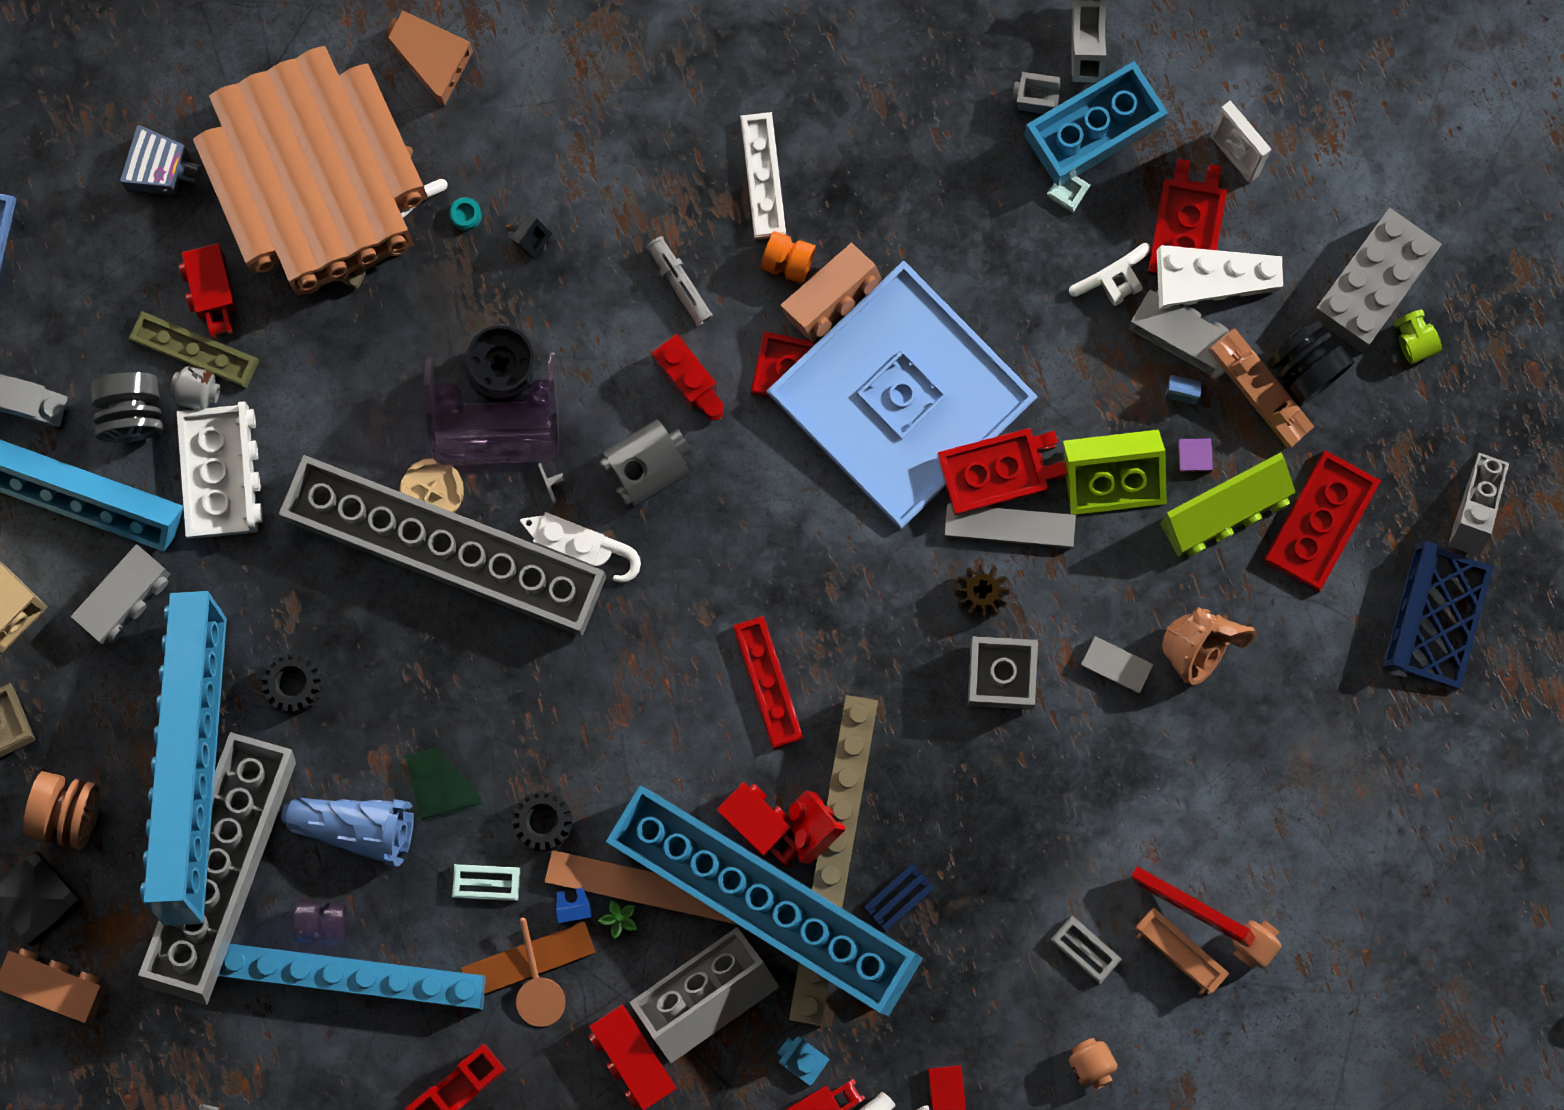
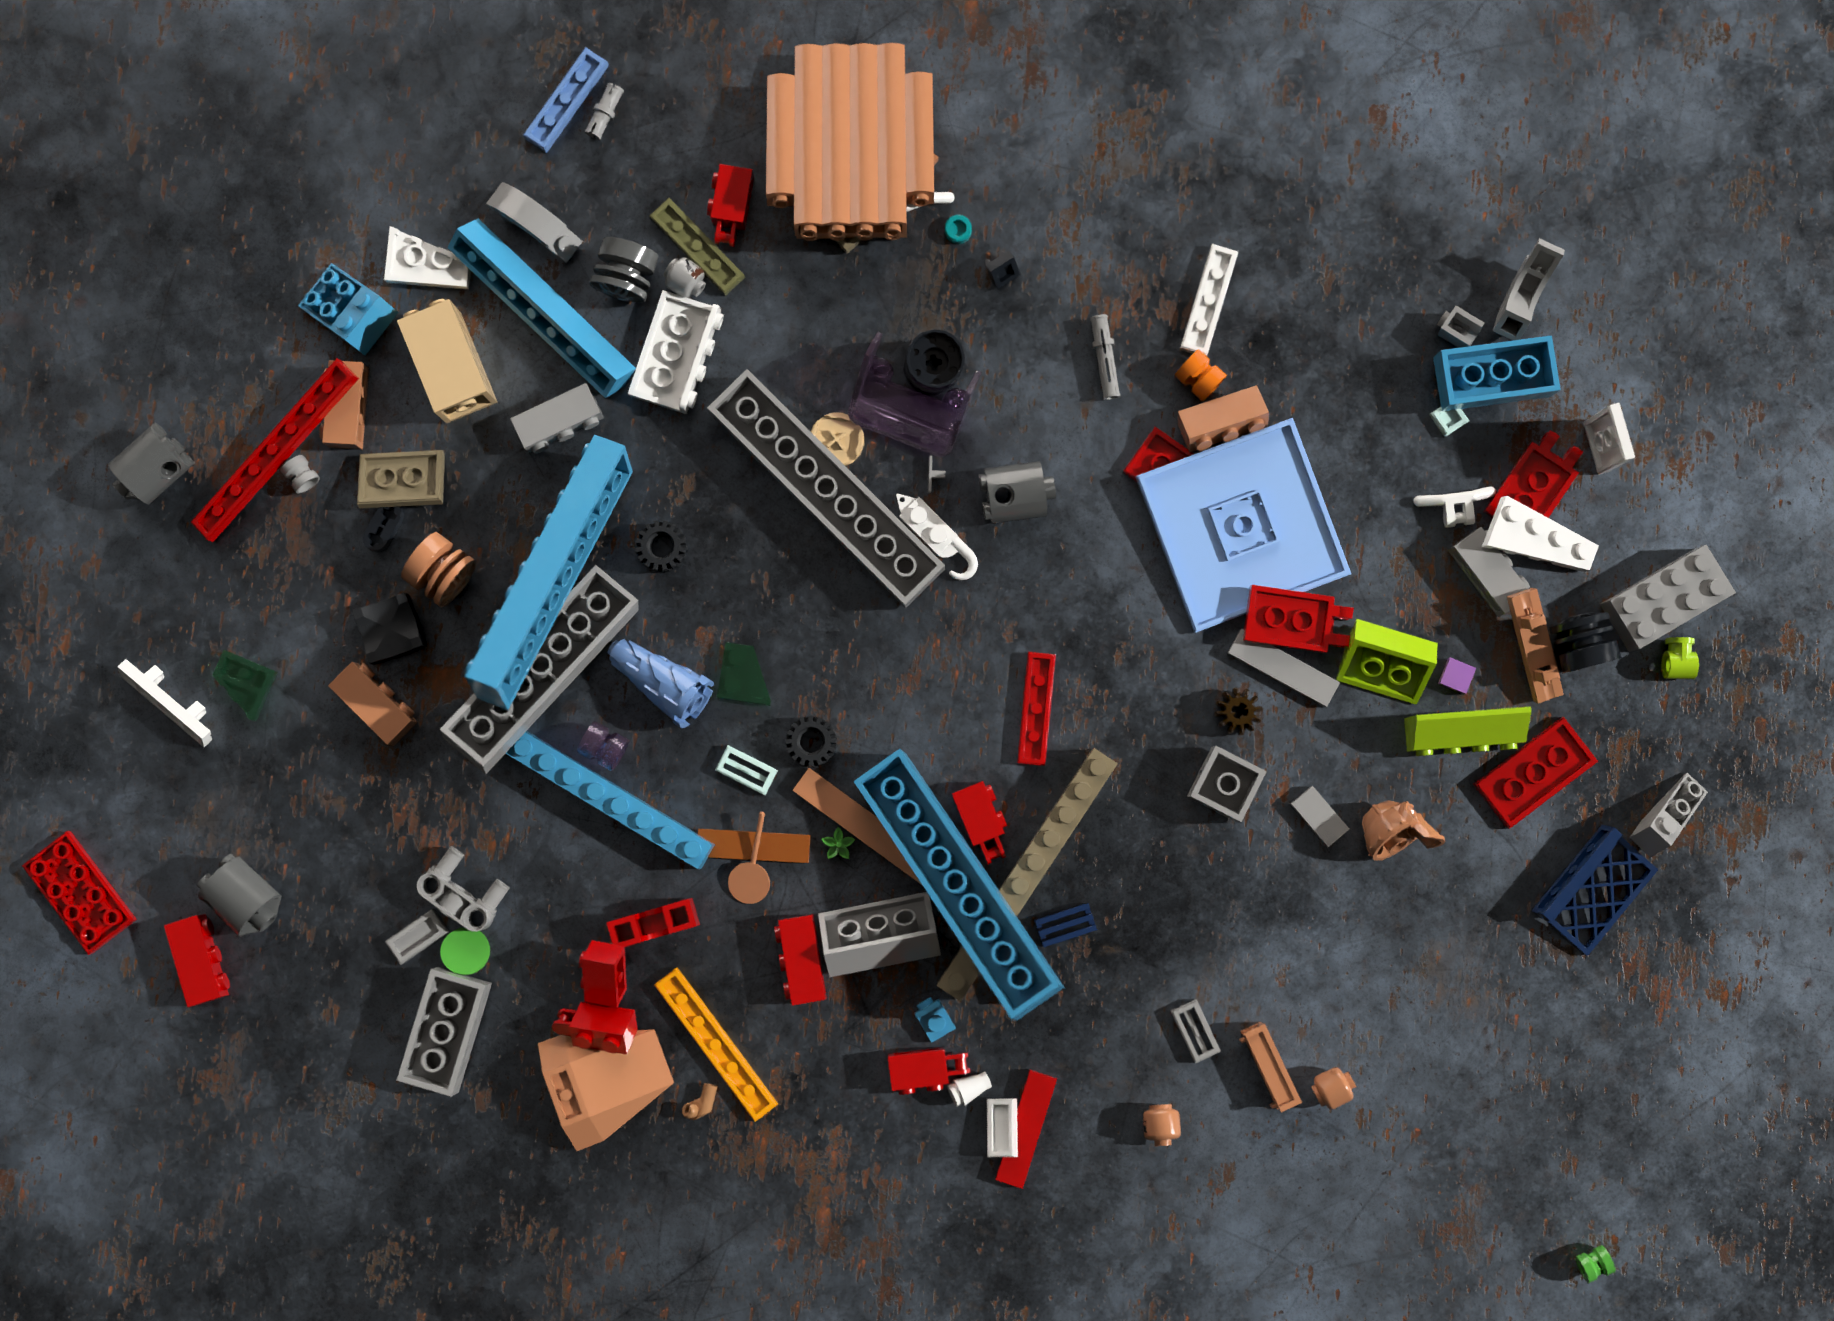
camera: 25 degrees right, 5 degrees up
(32, 249) = (604, 111): none -> light grey pin
(157, 164) = (731, 84): sand blue torso -> none
(430, 53) = (985, 86): nougat slope -> none
(572, 911) = (805, 823): blue tile -> none
(688, 377) = (1079, 437): red brick -> none
(813, 826) = (1022, 840): red wing -> none
(1183, 390) = (1471, 619): medium blue slope -> none
(1193, 907) = (1296, 1037): red tile -> none

